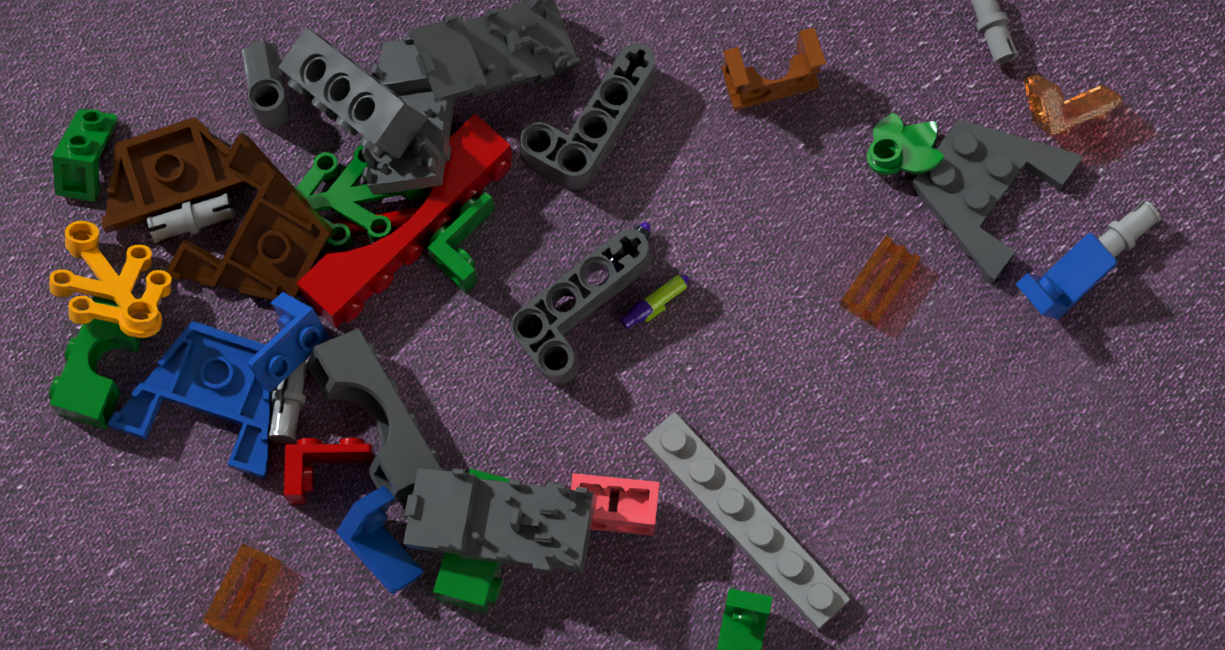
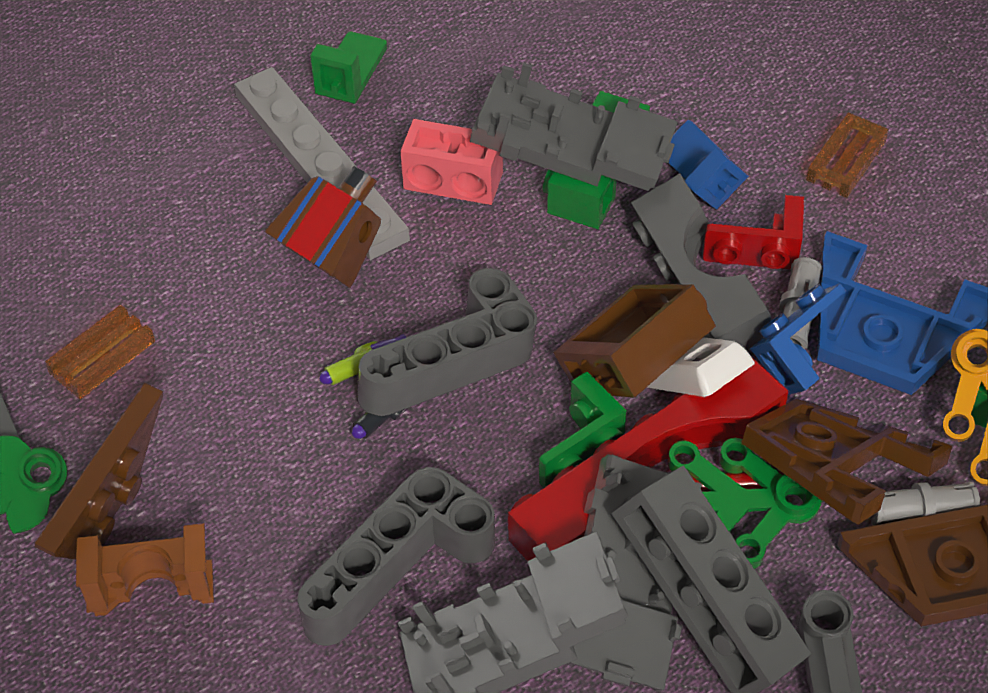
camera: 170 degrees left, 20 degrees down
(368, 316) = (720, 364): none -> white piece
(470, 312) = (637, 337): none -> reddish brown window
(712, 411) = (330, 225): none -> torso
(830, 103) = (107, 480): none -> reddish brown wing

